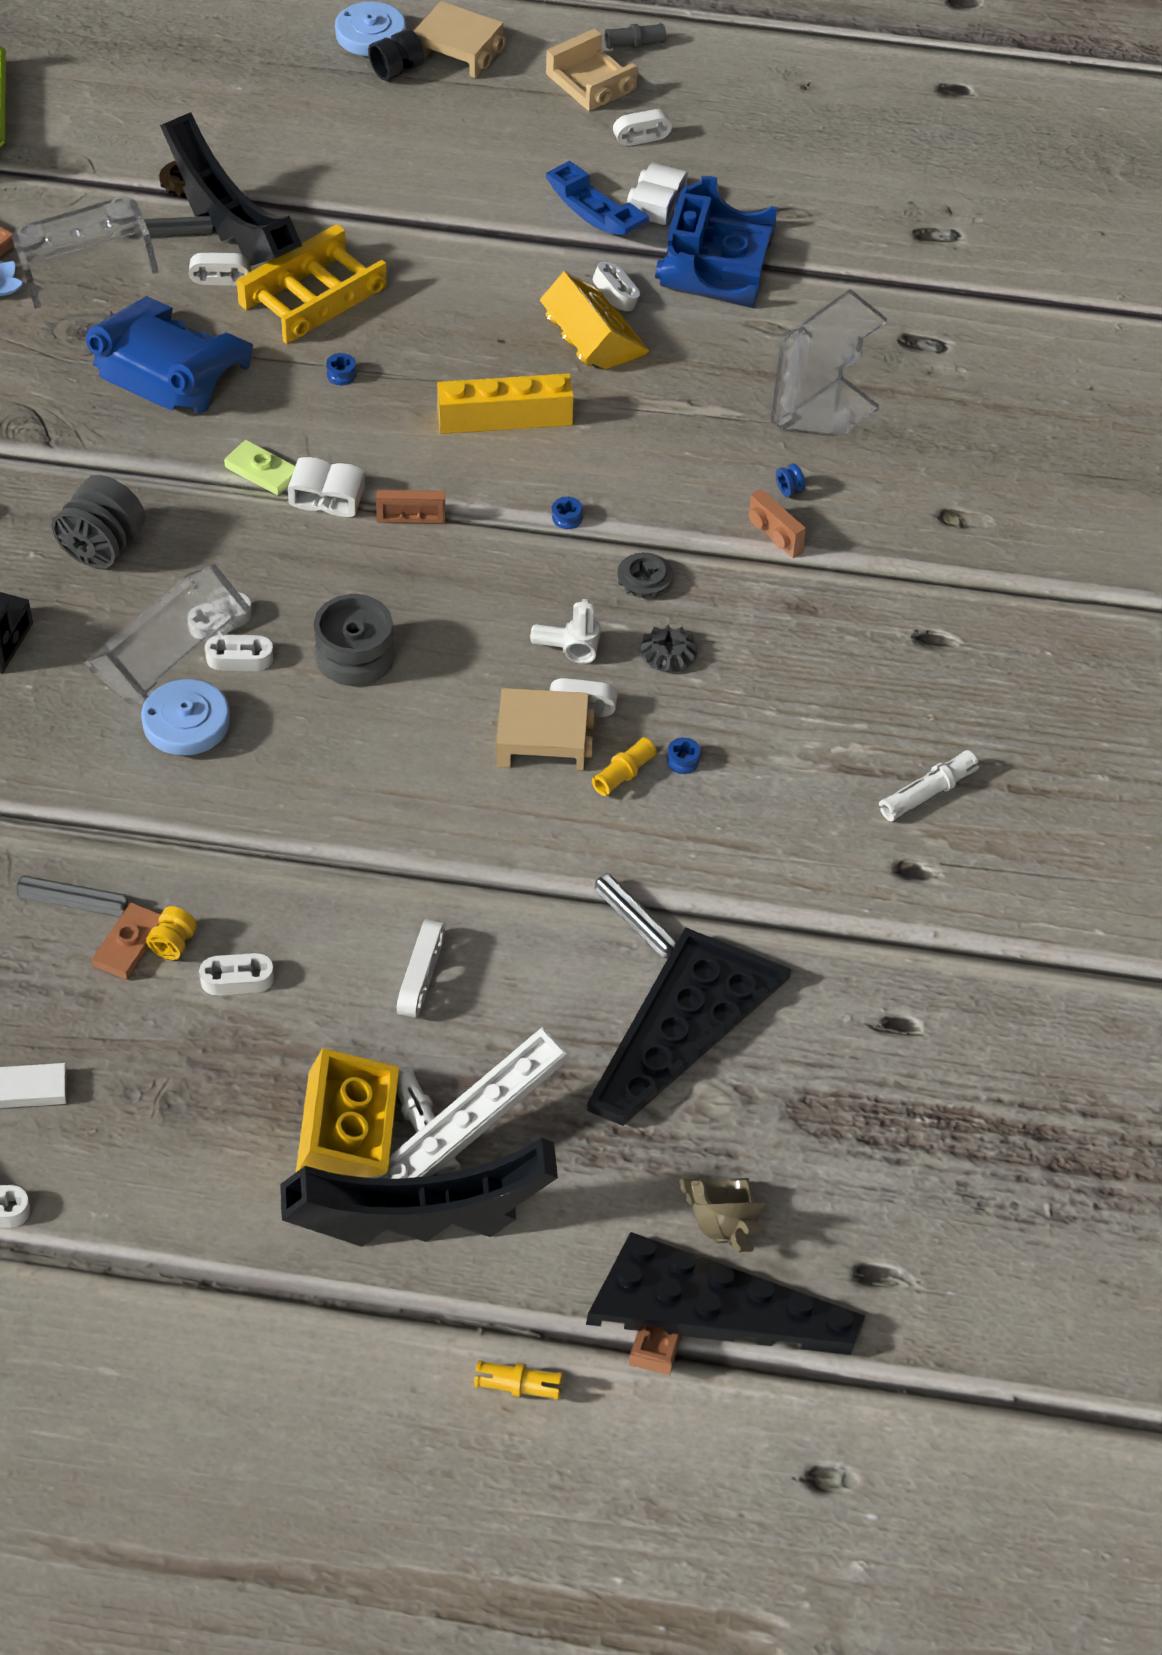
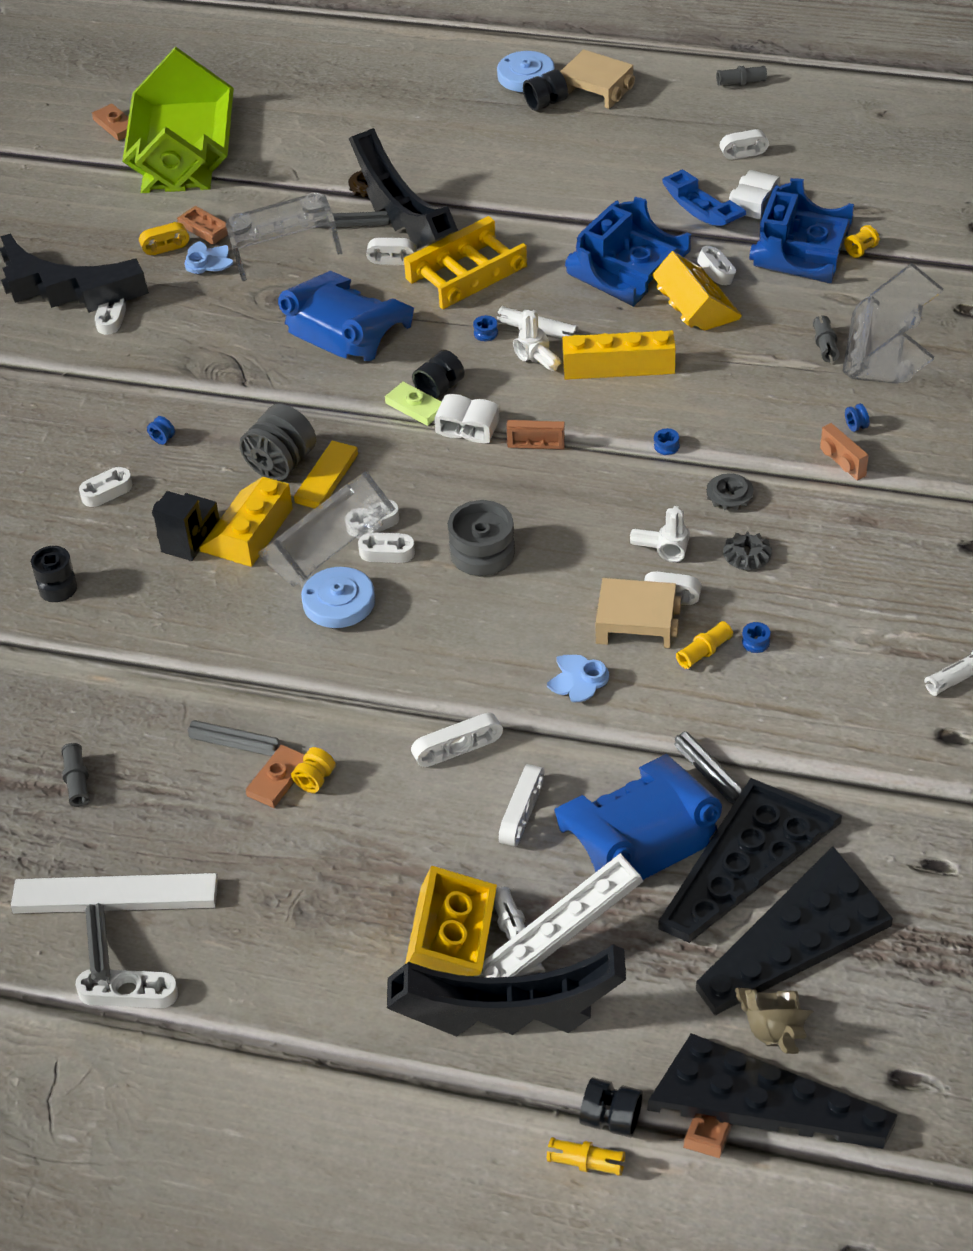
camera: 10 degrees right, 5 degrees down
(70, 623) = (250, 522): none -> yellow slope
(159, 561) = (326, 474): none -> yellow tile
(236, 974) = (365, 805): white beam -> none
(289, 430) = (438, 374): none -> black wheel
(324, 896) = (439, 747): none -> white beam
(402, 391) = (534, 343): none -> white axle
(403, 363) = (550, 327): none -> white pin
(477, 810) = (578, 677): none -> light blue plate
(504, 269) = (623, 251): none -> blue piece
(559, 1327) = (624, 1108): none -> black wheel
(566, 983) = (647, 820): none -> blue piece
(588, 71) = (702, 103): tan panel -> none
(750, 380) = (826, 338): none -> dark grey pin
(756, 1100) = (808, 924): none -> black wing
(788, 254) = (861, 241): none -> yellow bush

